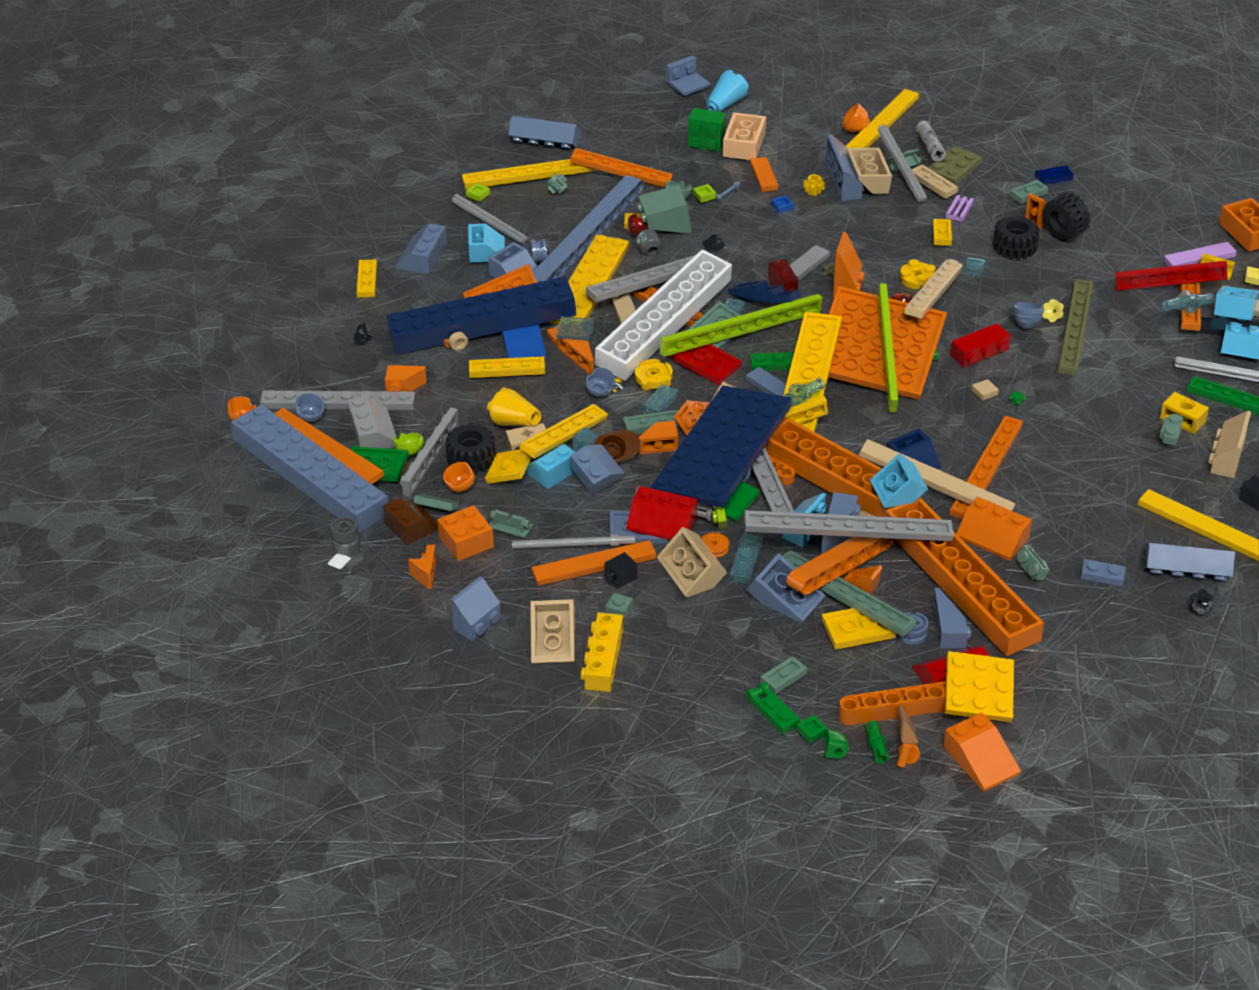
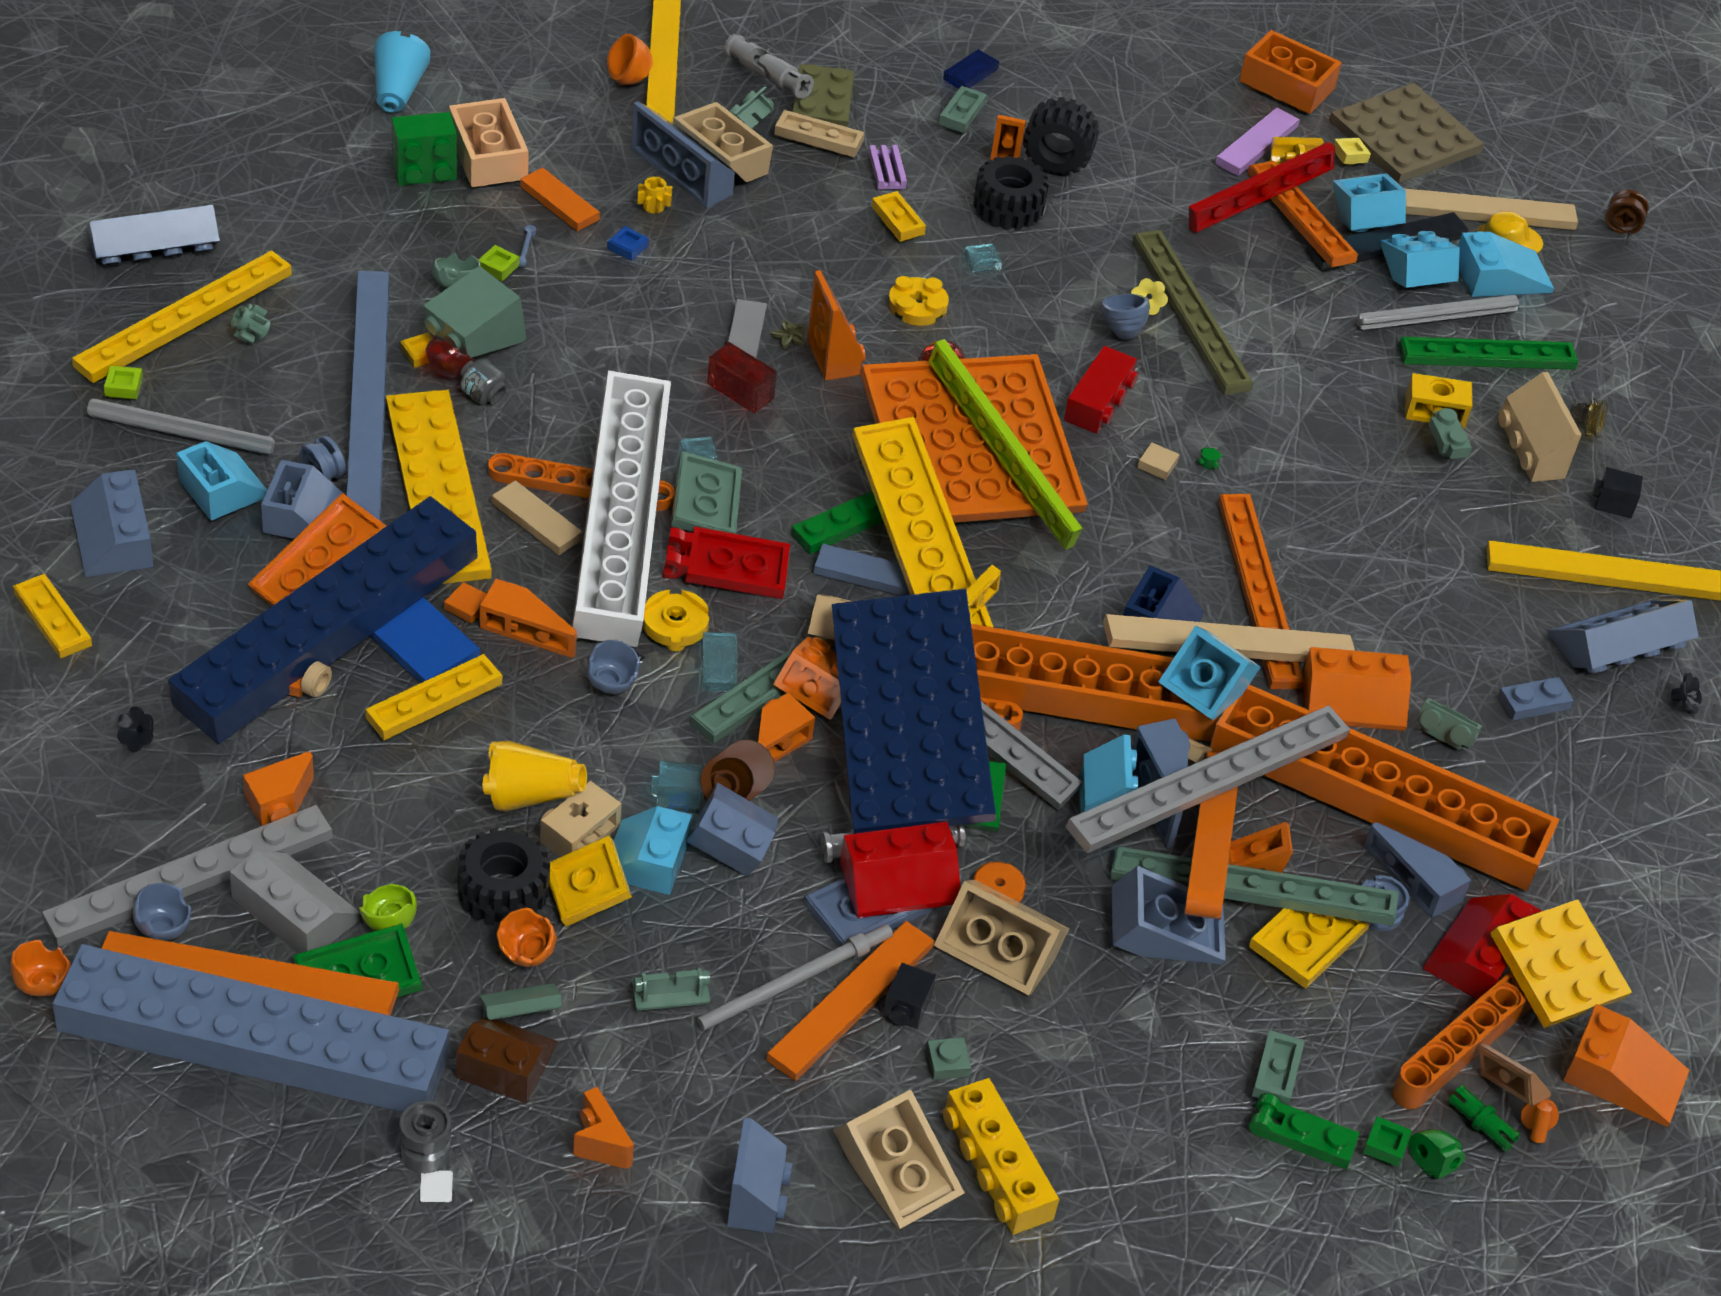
camera: 40 degrees left, 5 degrees up
(429, 452) = (435, 921): light grey plate -> none
(465, 533) = (618, 1039): orange brick -> none
(563, 431) = (632, 782): yellow tile -> none
(575, 328) = (504, 585): clear light blue piece -> none
(620, 167) = (332, 259): orange tile -> none
(635, 281) = (538, 447): light grey plate -> none
(683, 76) = (305, 66): sand blue bracket -> none
(713, 243) = (577, 348): black plant -> none
(719, 517) = (982, 836): lime plate -> none
(739, 325) = (747, 485): lime plate -> none
(746, 558) = (1064, 888): clear light blue plate -> none
(761, 292) = (724, 411): dark blue slope -> none
(802, 392) = (947, 565): clear light blue pin -> none
(902, 163) = (762, 117): light grey axle -> none
(933, 288) = (982, 320): tan plate -> none
(1188, 301) = (1321, 223): clear light blue pin -> none

